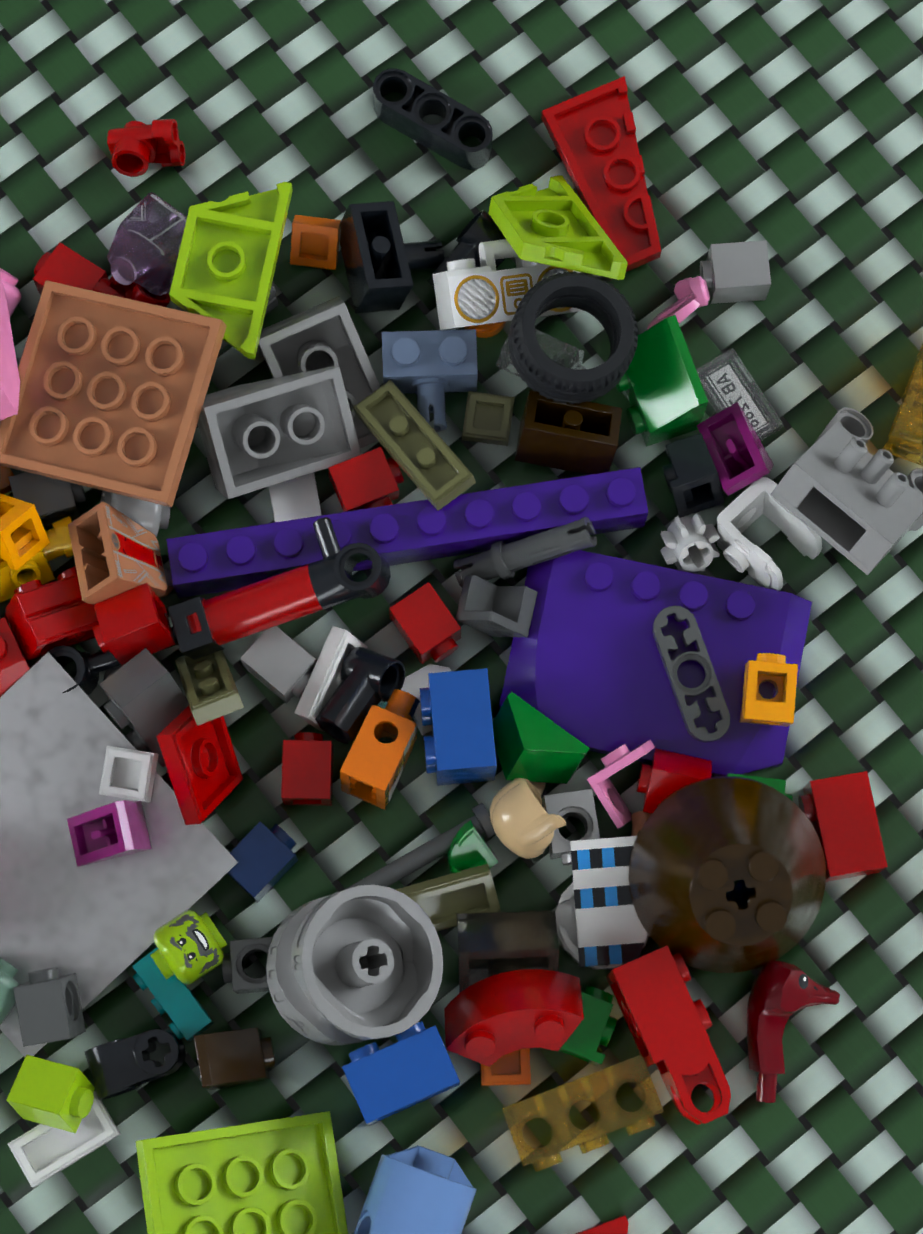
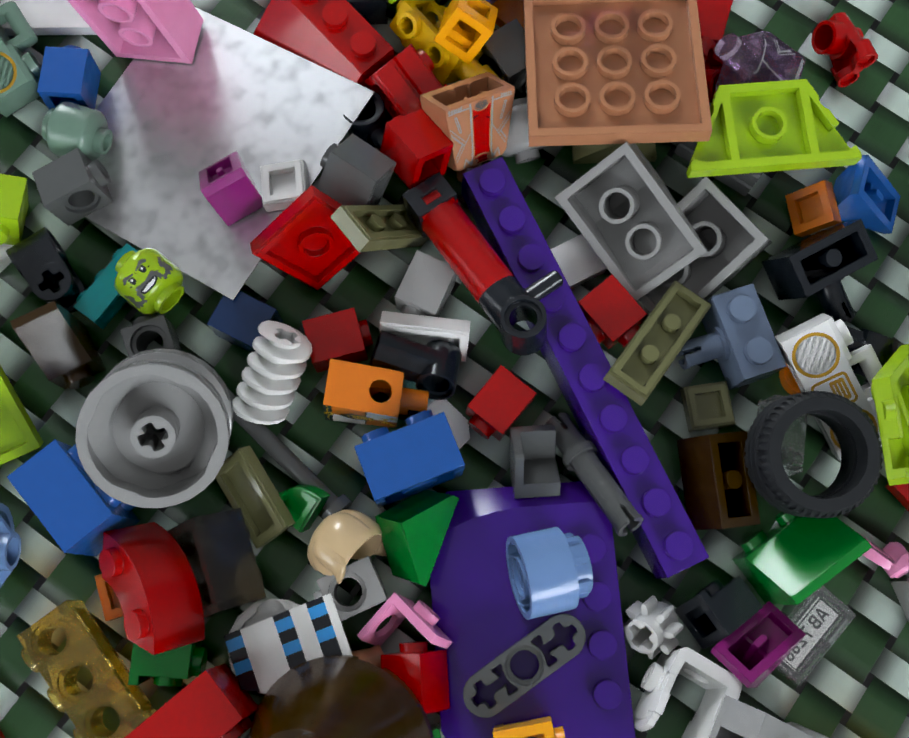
camera: 70 degrees right, 0 degrees up
(321, 184) = (867, 195): none -> blue slope
(328, 842) = (272, 374): none -> white piece
(610, 623) = (548, 571): none -> medium blue piece

